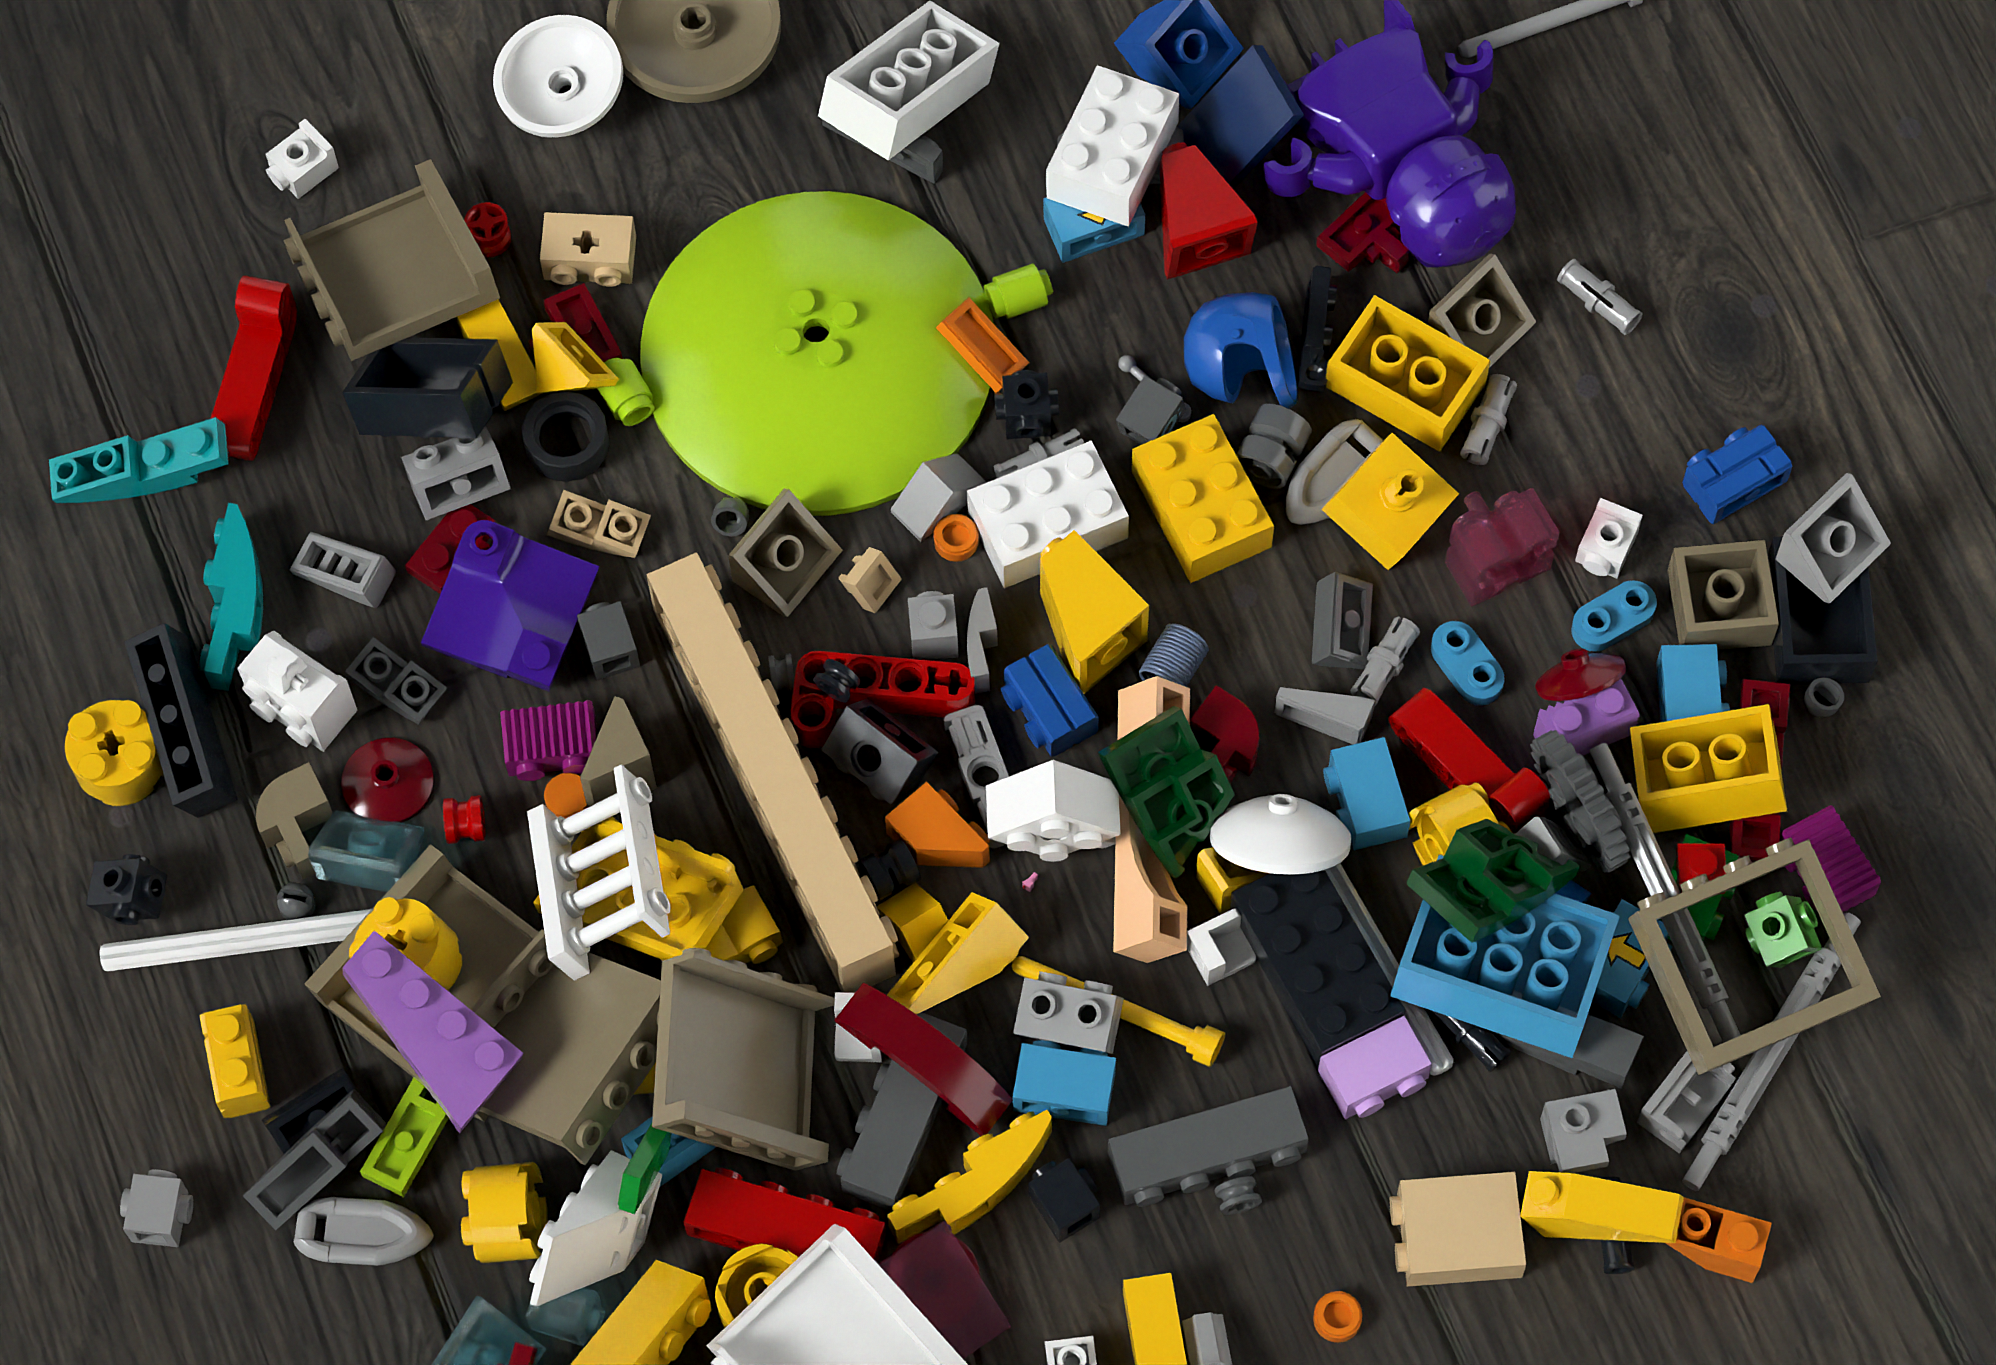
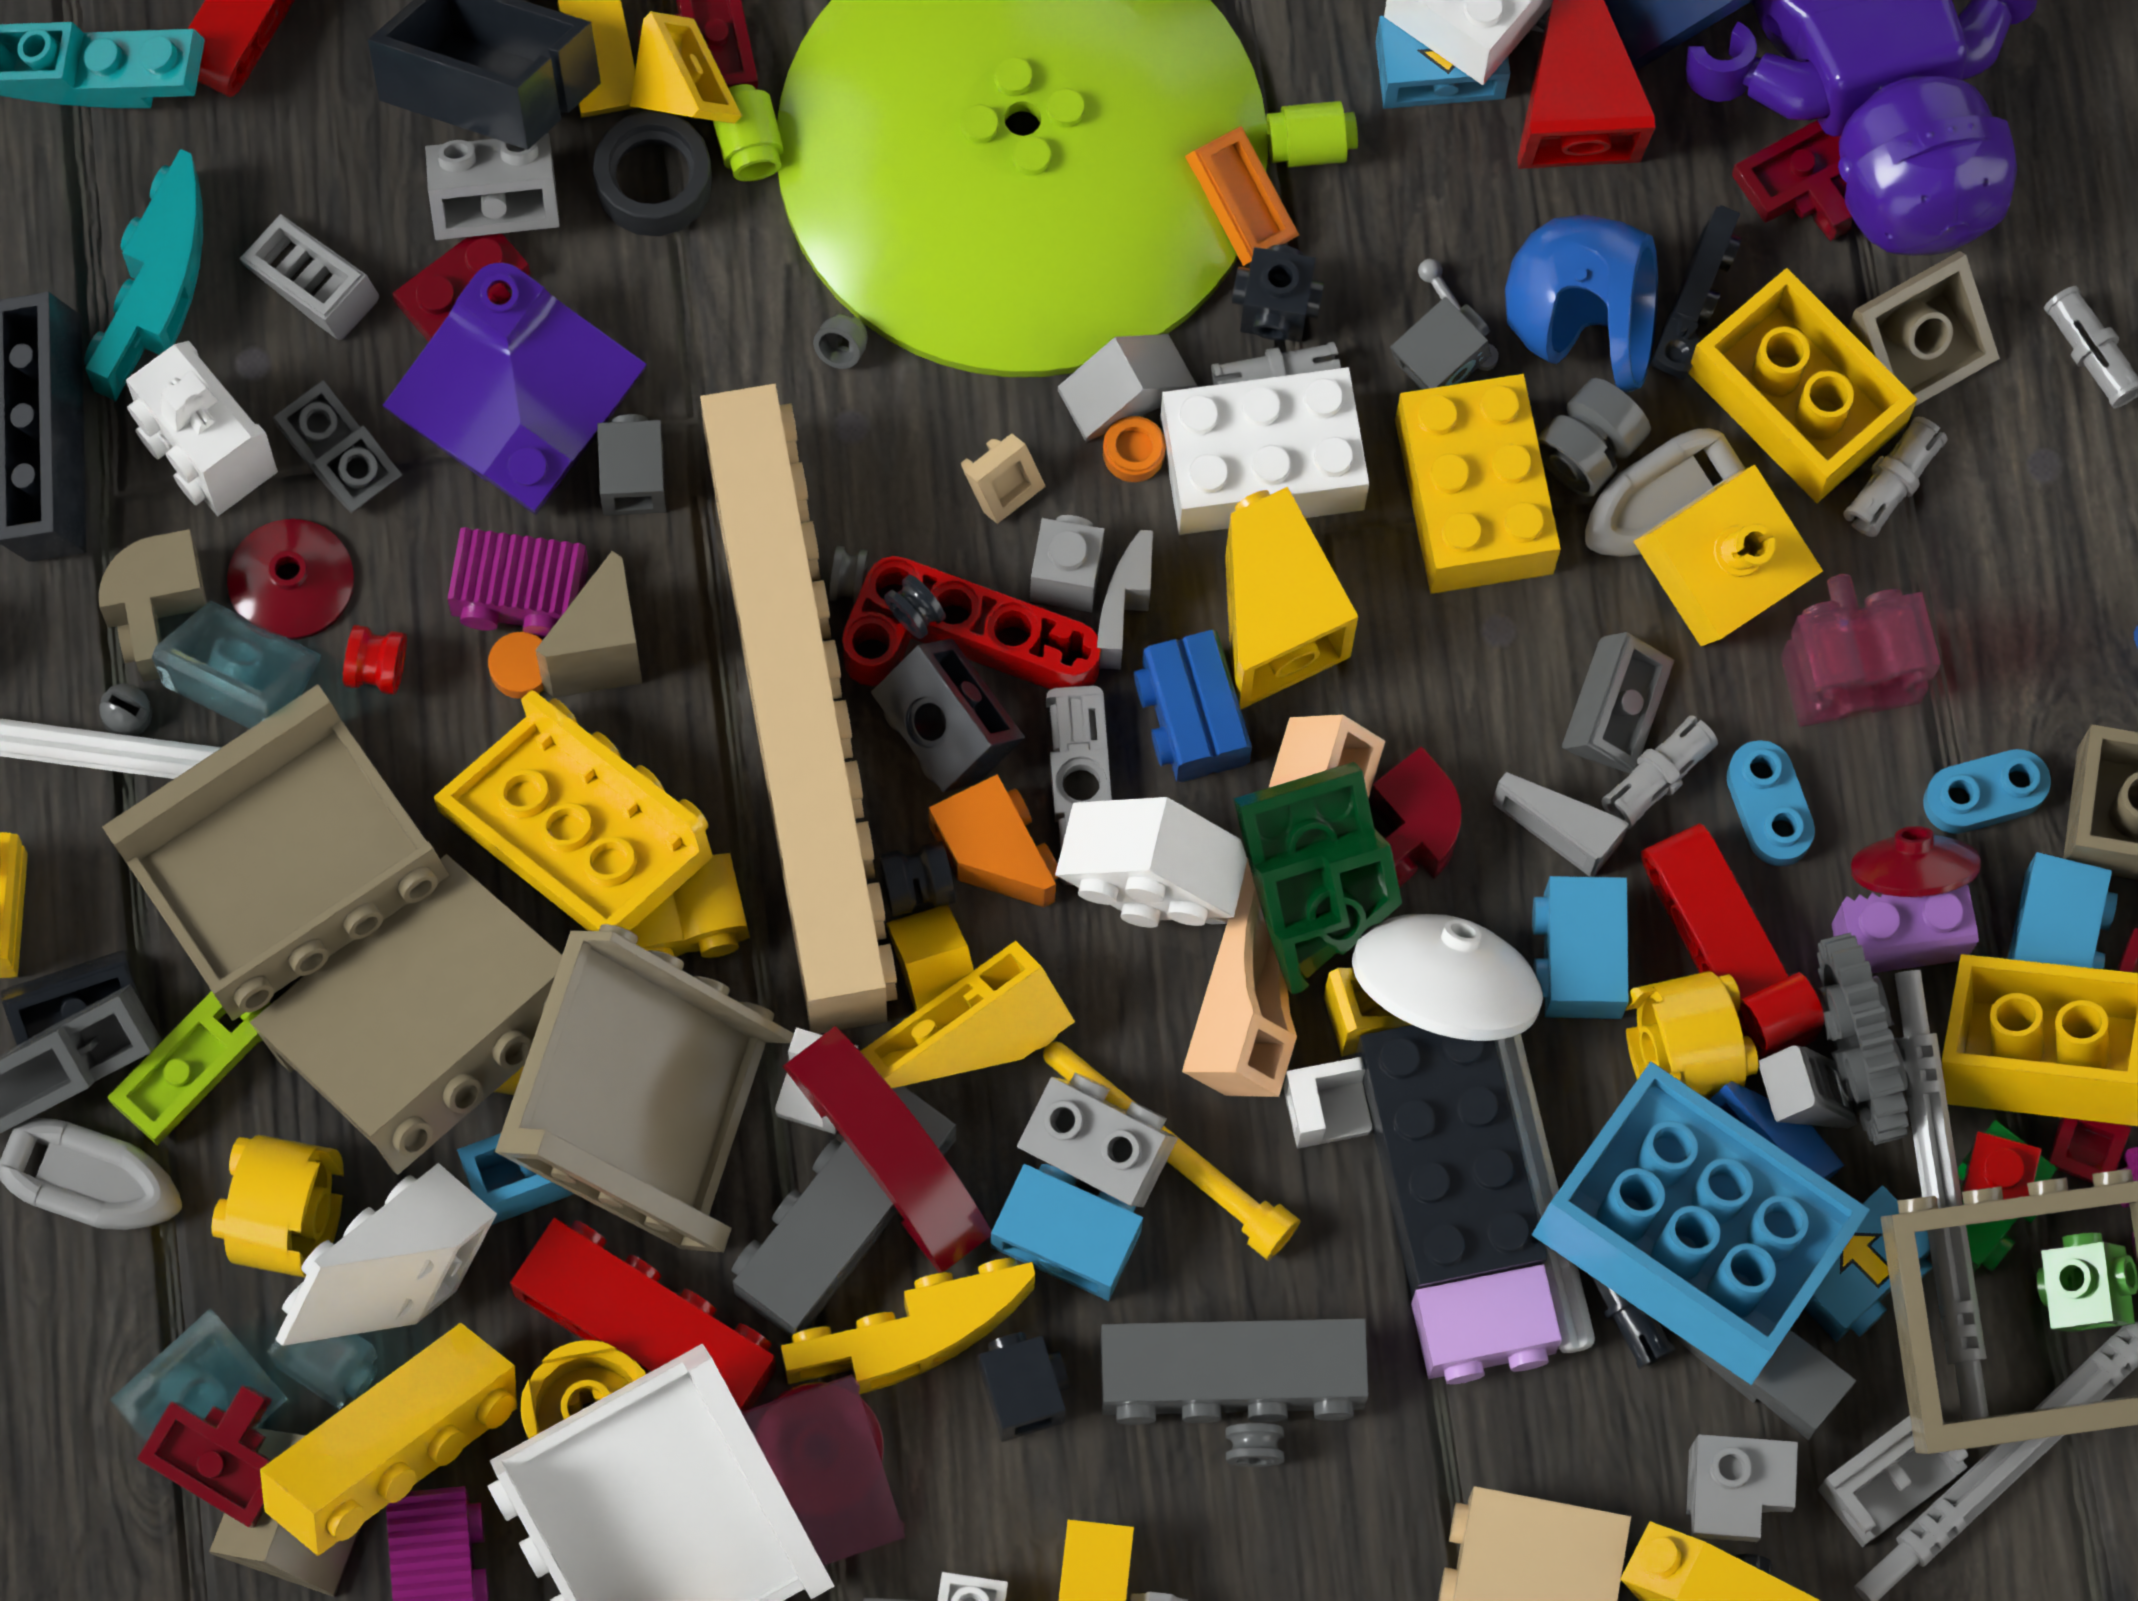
camera: 10 degrees right, 5 degrees up
(417, 935) = (245, 822): yellow brick -> none
(434, 1031) = (251, 954): medium lavender wedge -> none
(558, 869) = (477, 761): white fence -> none
(597, 526) = (662, 307): tan slope -> none
(643, 1168) = (469, 1203): green tile -> none
(783, 554) = (895, 412): dark tan slope -> none
(1028, 884) = (1097, 946): bright pink piece -> none
(1175, 655) = (1378, 691): sand blue piece -> none
(1488, 879) = (1706, 1115): dark green slope -> none
(1612, 523) = (2022, 665): white brick -> none

